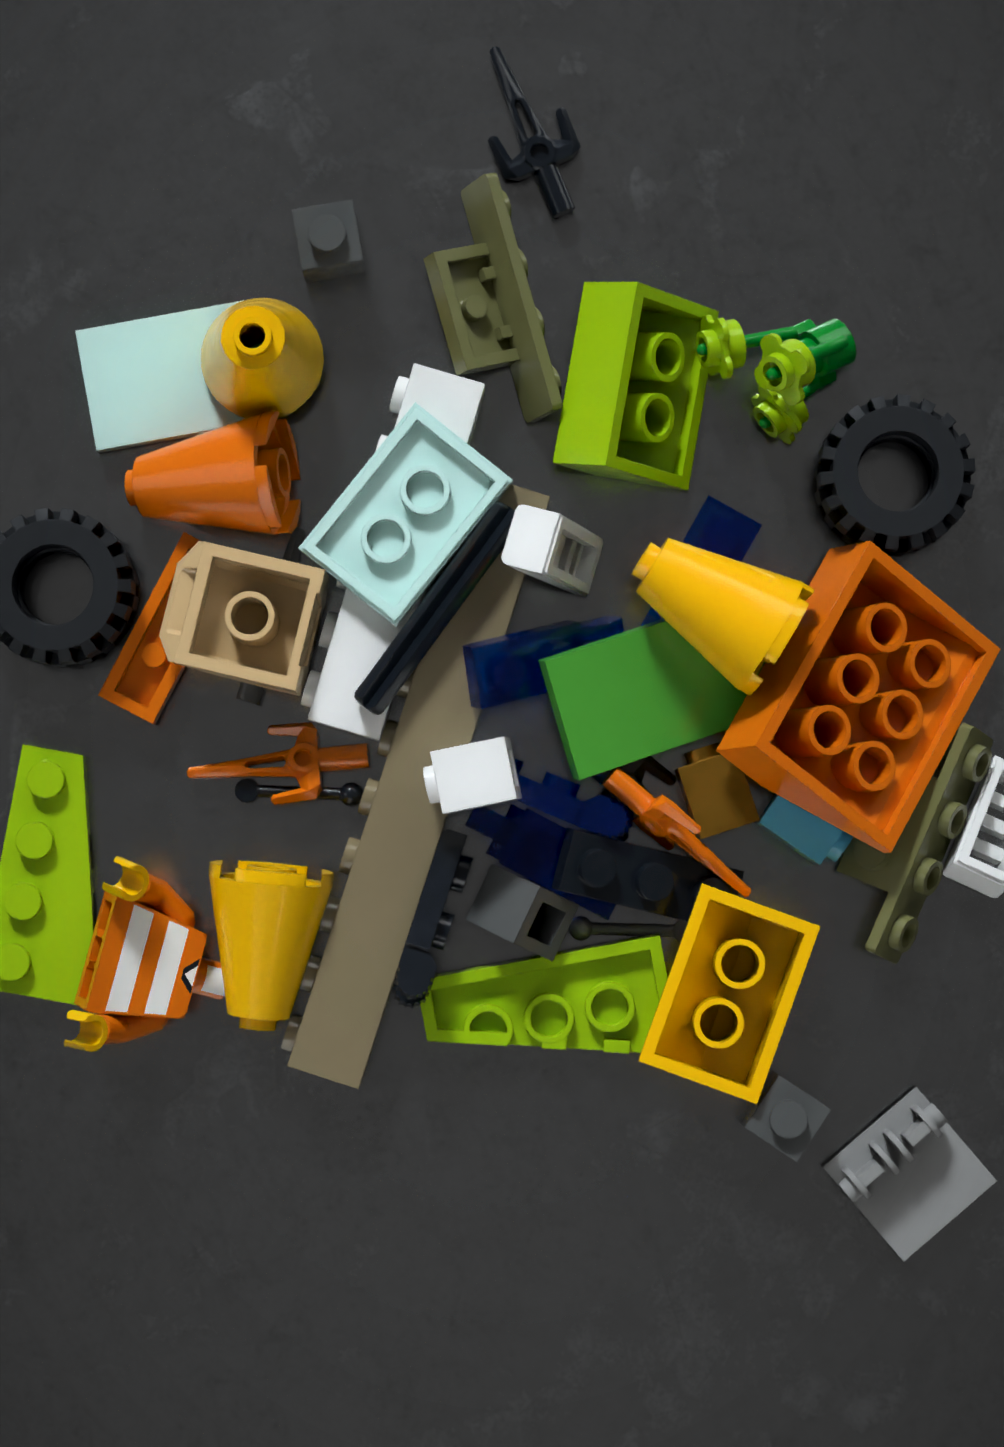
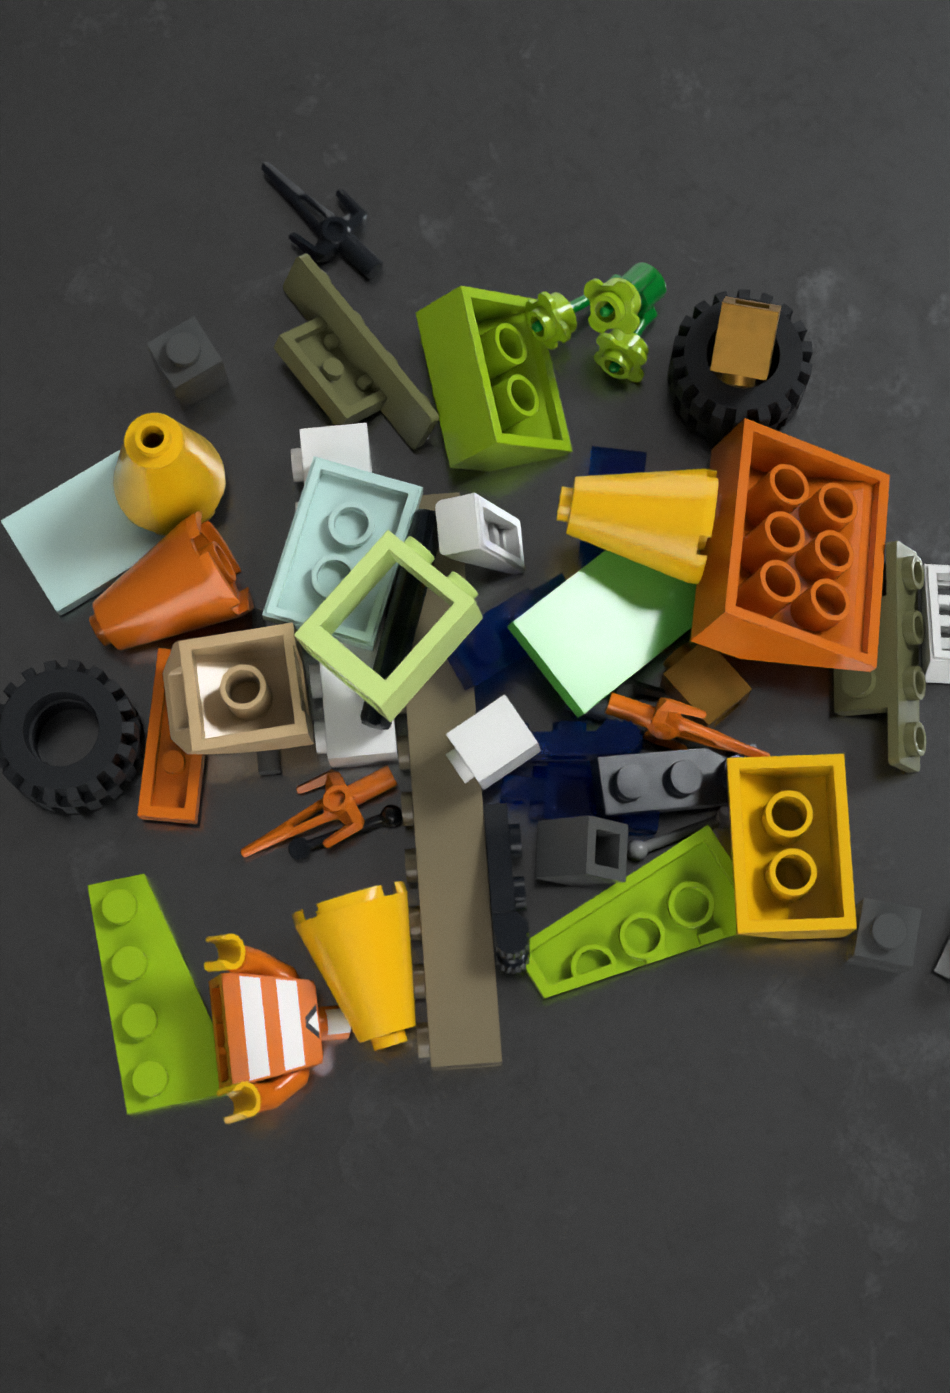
camera: 20 degrees left, 10 degrees down
(390, 692) = (428, 655): none -> yellowish green window
(803, 831) = (791, 687): medium azure brick -> none
(903, 462) = (745, 341): none -> pearl gold brick

